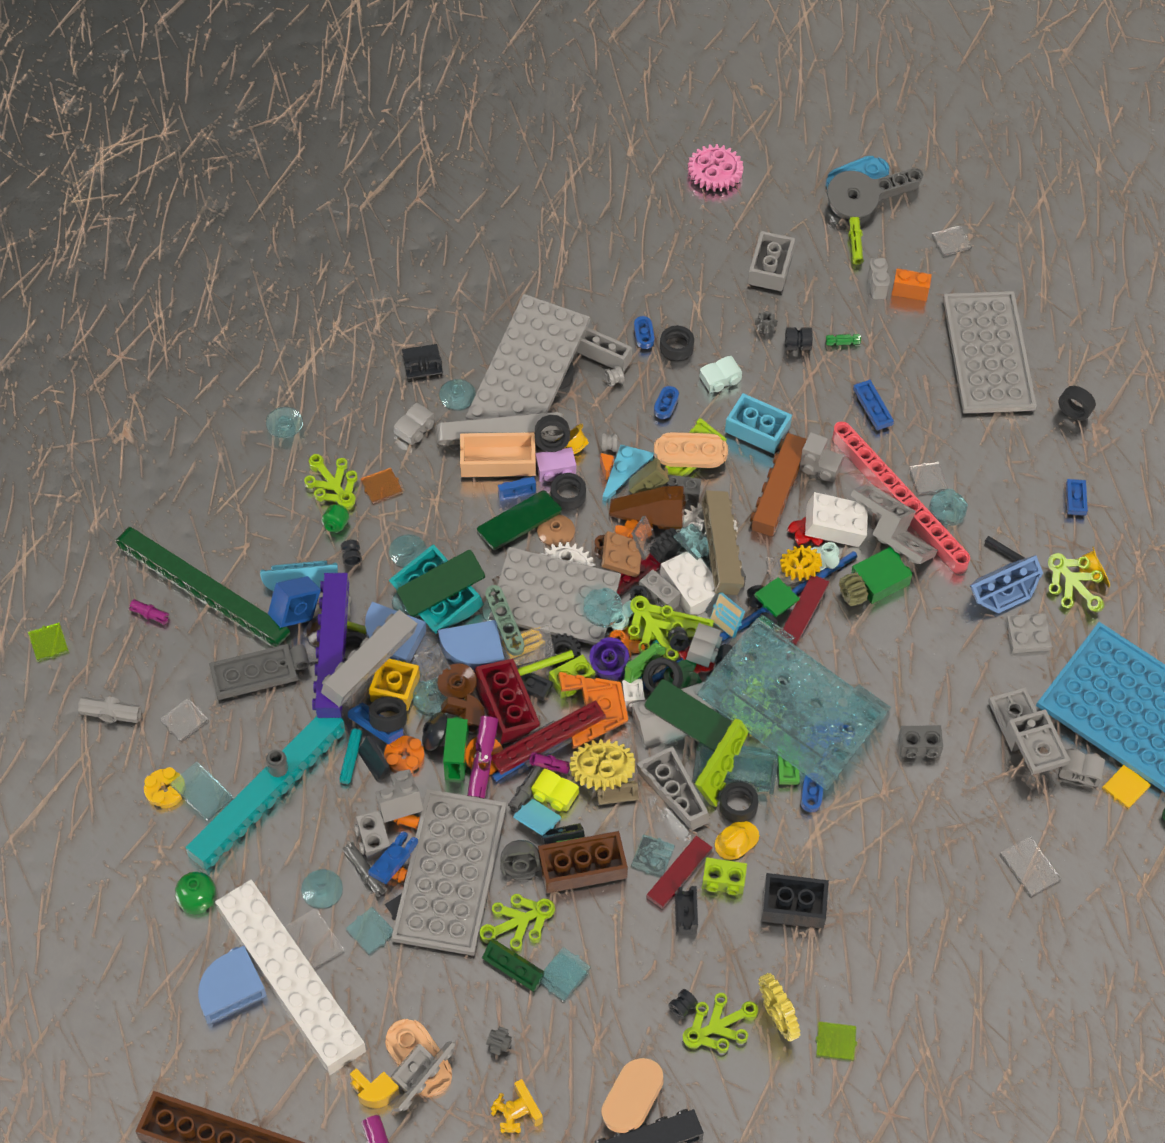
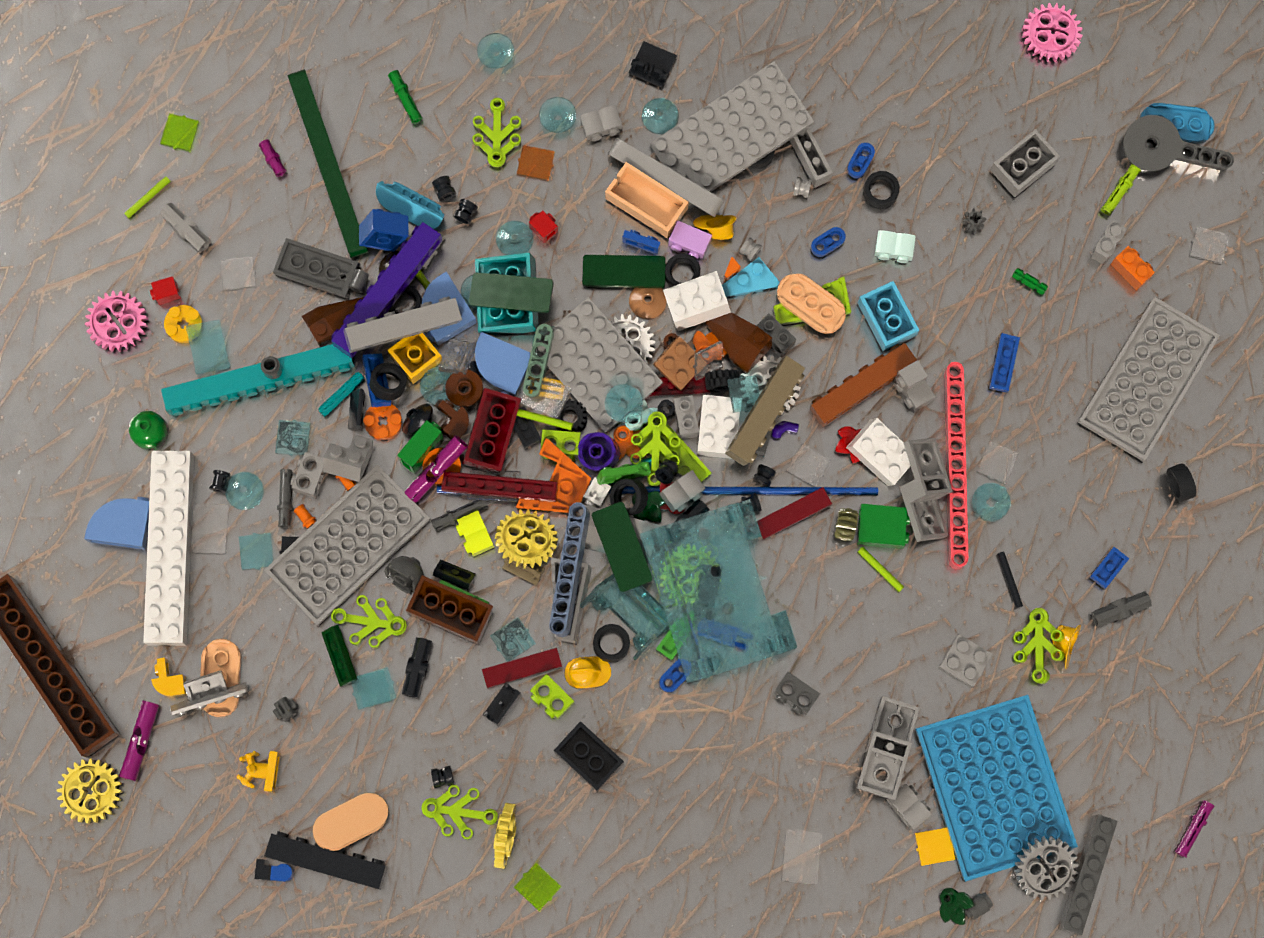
camera: 35 degrees right, 20 degrees up
(55, 708) = (147, 197): none -> lime bar
(101, 821) = (130, 311): none -> bright pink gear
(129, 769) = (165, 290): none -> red brick
(225, 496) = (401, 90): none -> green pin
(294, 892) = (219, 481): none -> black bush
(295, 707) = (327, 319): none -> reddish brown wedge
(319, 546) = (443, 188): none -> black wheel
(333, 818) = (292, 437): none -> clear light blue piece
(335, 518) = (474, 170): green head -> none
(373, 432) = (557, 106): none -> clear light blue dish
(393, 858) = (308, 506): blue hinge -> none
(426, 524) = (543, 225): none -> red brick
(537, 817) = (445, 546): medium azure piece -> none
(550, 763) = (486, 508): magenta pin -> none
(552, 420) = (693, 221): black tyre -> none
(589, 930) = (417, 667): none -> black piece
(599, 501) = (697, 301): none -> white brick
(649, 477) = (753, 308): olive hinge -> none
(666, 765) = (573, 578): none -> sand blue beam
(721, 762) = (618, 603): lime wing -> none
(727, 615) = (722, 477): piece -> none
(745, 551) = (784, 426): none -> dark purple arm
(777, 597) = (776, 488): green piece -> none
(798, 339) = (988, 256): black wheel -> none
(801, 562) = (825, 476): yellow gear -> none
(829, 555) = (845, 476): light aqua plate -> none
(906, 608) = (881, 569): none -> lime bar
(1008, 585) = (978, 607): medium blue wedge -> none
(1111, 520) = (1121, 609): none -> dark grey piece

